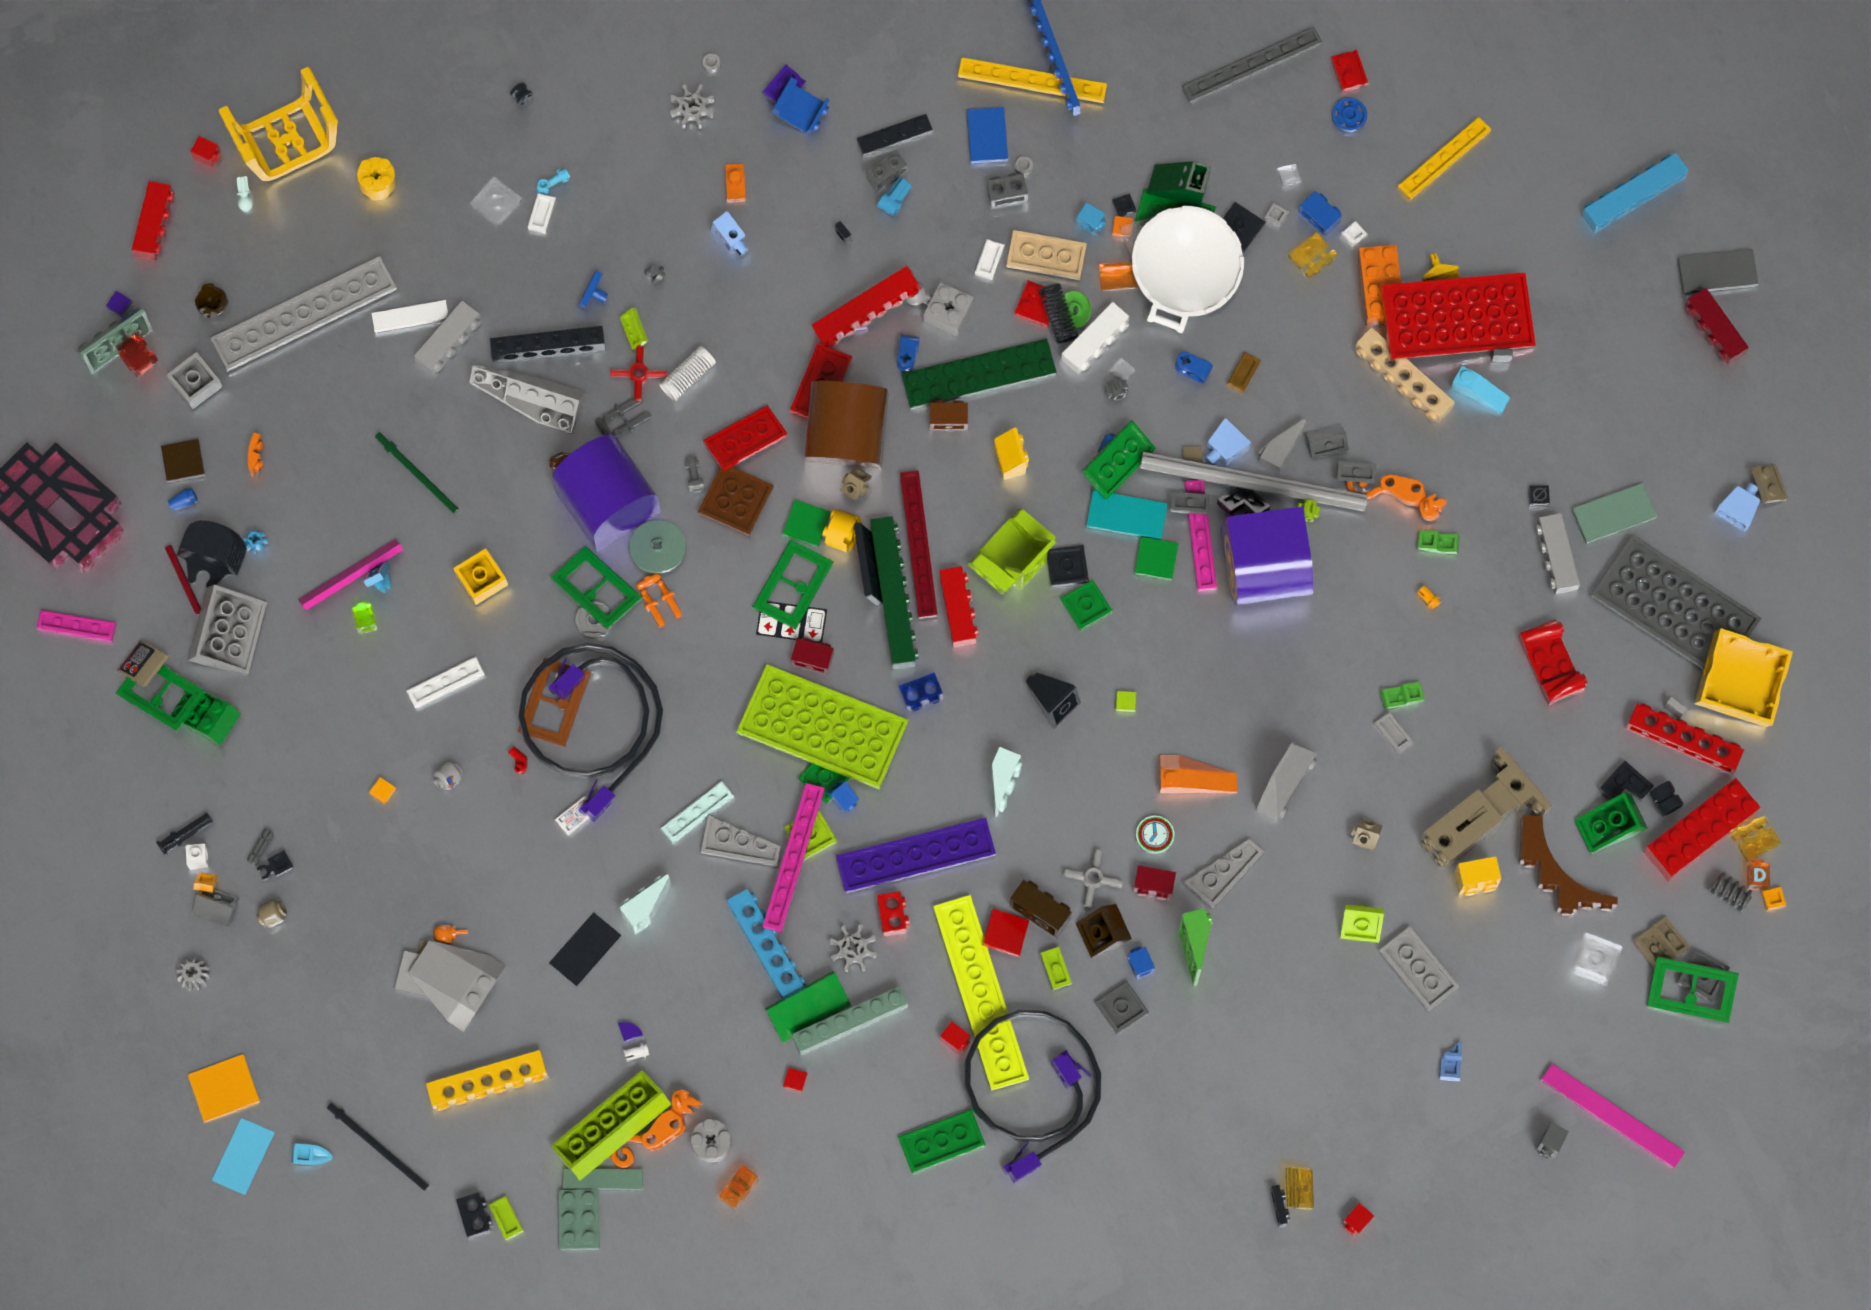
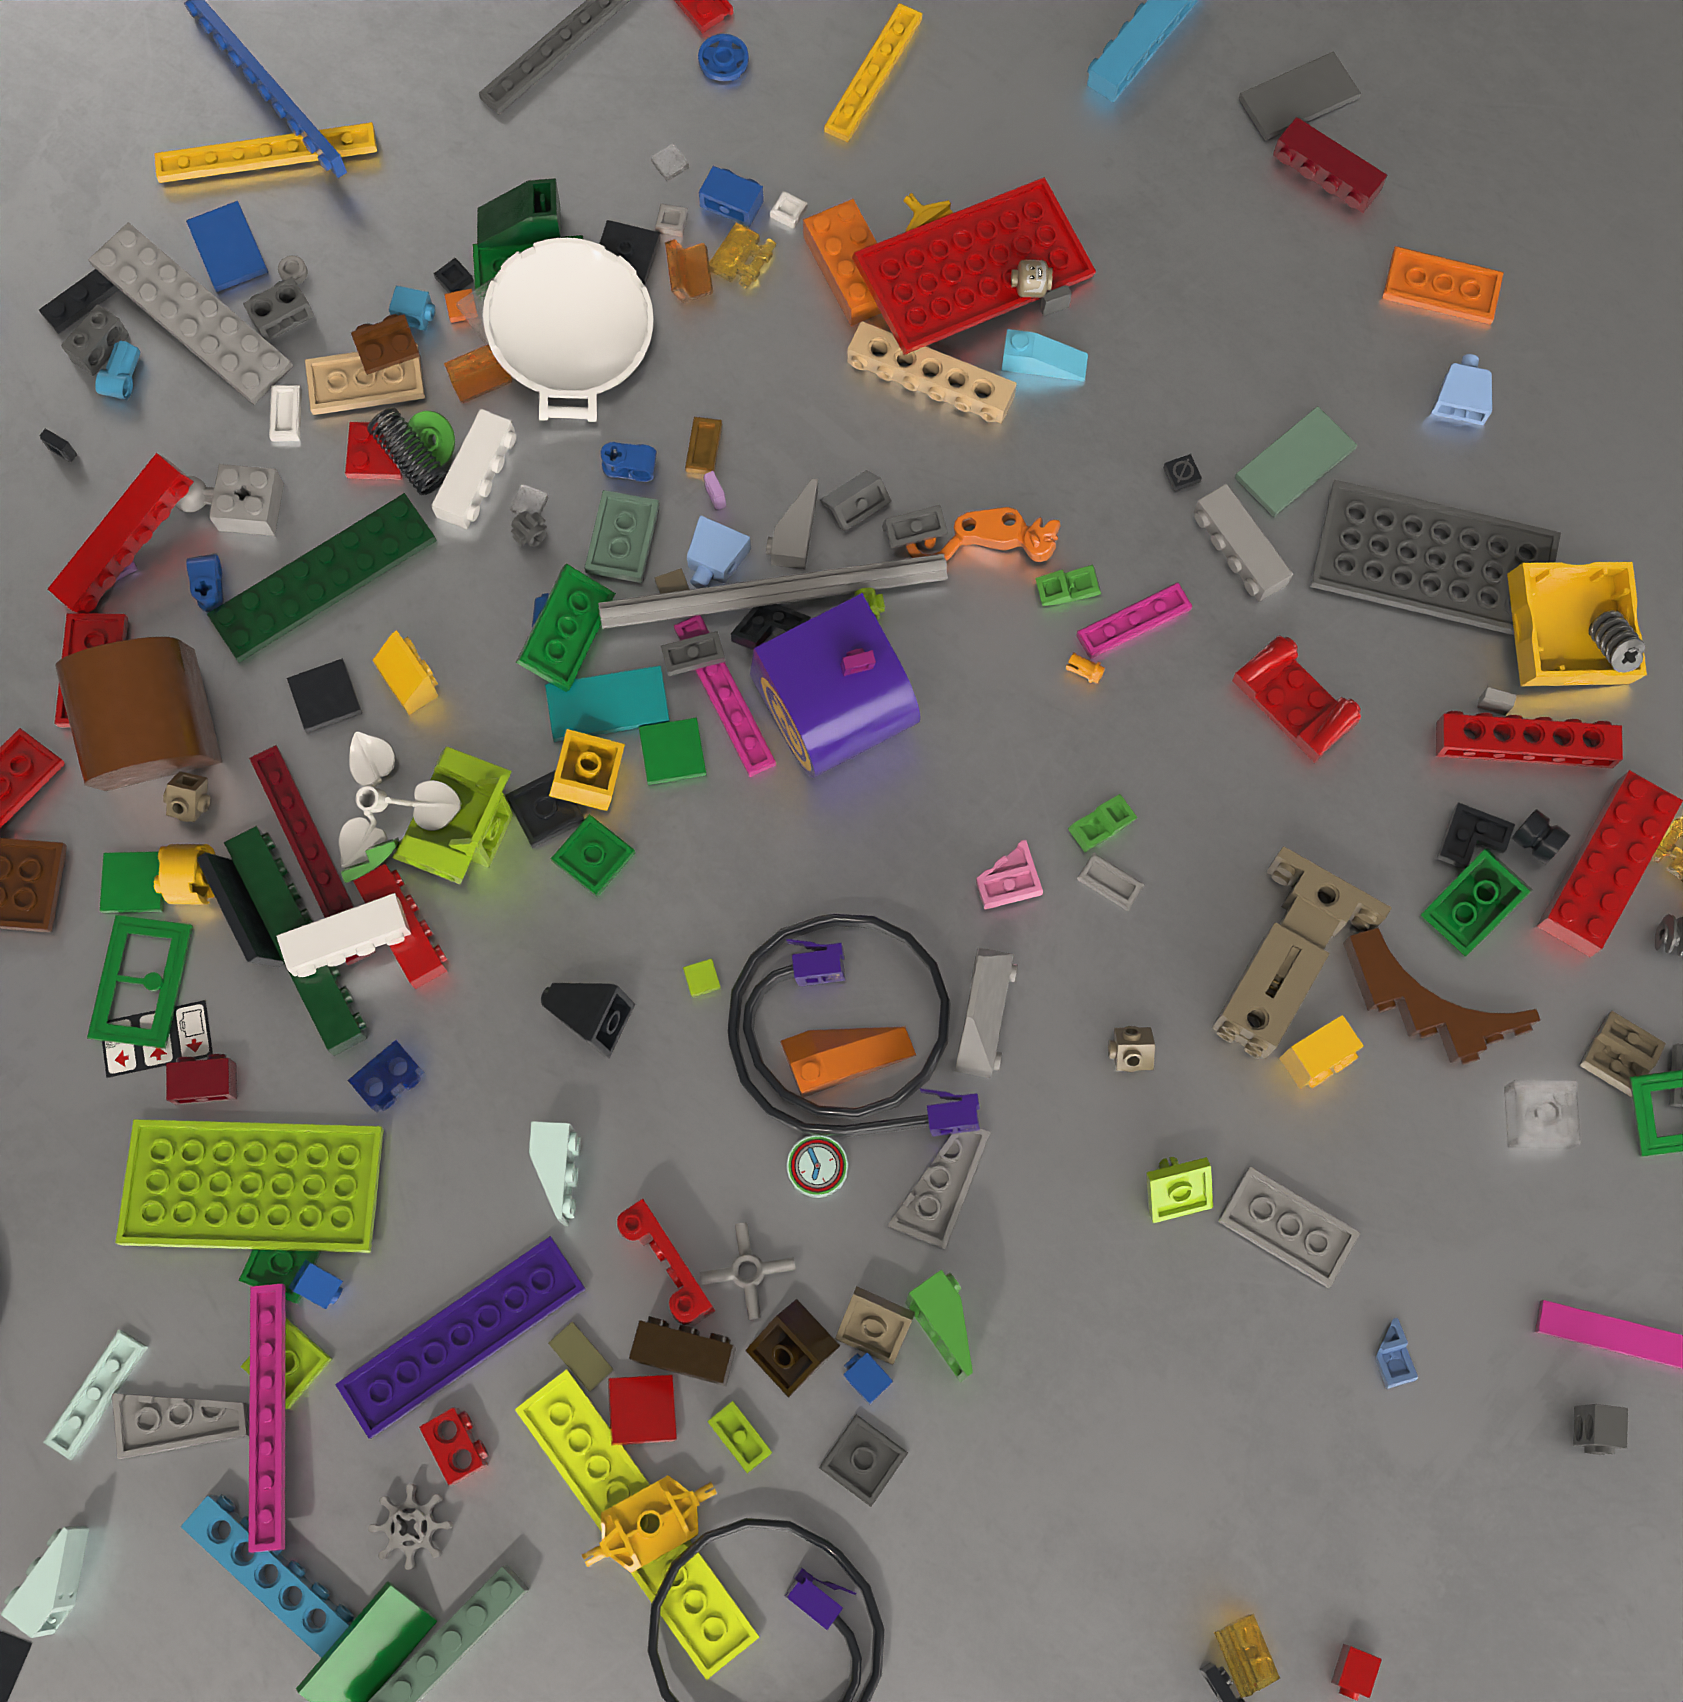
camera: 20 degrees left, 0 degrees up
(925, 600) = (344, 935): none -> white brick
(948, 415) = (295, 650): reddish brown brick -> none
(951, 174) = (190, 313): none -> light grey plate
(955, 1038) = (621, 1614): red brick -> none
(956, 449) = (324, 695): none -> black tile
(958, 559) = (376, 855): none -> bright green slope
(971, 500) = (369, 760): none -> white plant
(976, 1003) = (621, 1528): none -> yellow plate
(980, 892) = (581, 1356): none -> olive tile
(1054, 880) = (687, 1304): none -> red piece
(1067, 239) = (385, 343): none -> reddish brown bracket
(1101, 552) = (587, 770): none -> yellow brick
(1154, 882) = (843, 1242): dark red brick -> none
(1155, 934) = (874, 1325): none -> dark tan plate
(1172, 413) = (622, 536): none -> sand green plate
(1200, 720) = (824, 967): none -> black piece
(1240, 404) = (714, 490): none -> lavender tile
(1275, 254) = (688, 271): none -> clear orange panel
(1284, 546) = (857, 661): none -> magenta plate
(1332, 709) = (1010, 879): none -> bright pink wing
(1471, 578) = (1134, 620): none -> dark pink tile
(1489, 338) = (1032, 278): none -> dark tan head
(1758, 431) = (1443, 285): none -> orange tile
(1761, 697) = (1617, 641): none -> dark grey piece
(1769, 483) = (1490, 347): dark tan plate -> none

